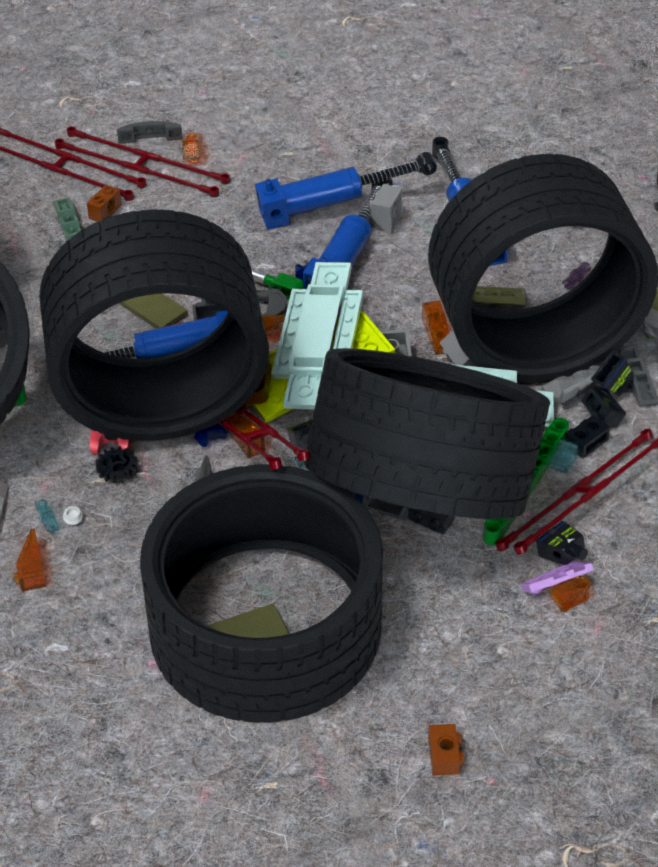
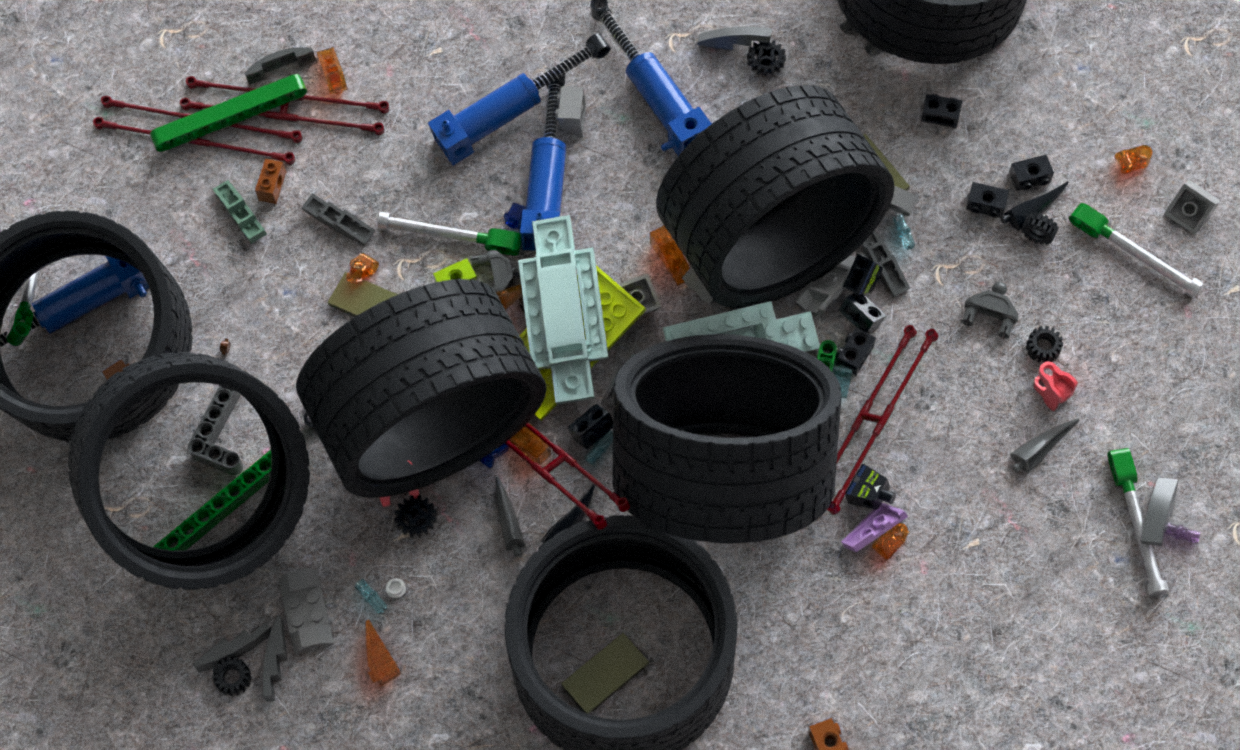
camera: 15 degrees left, 20 degrees up
(90, 152) = (228, 113): none -> green beam

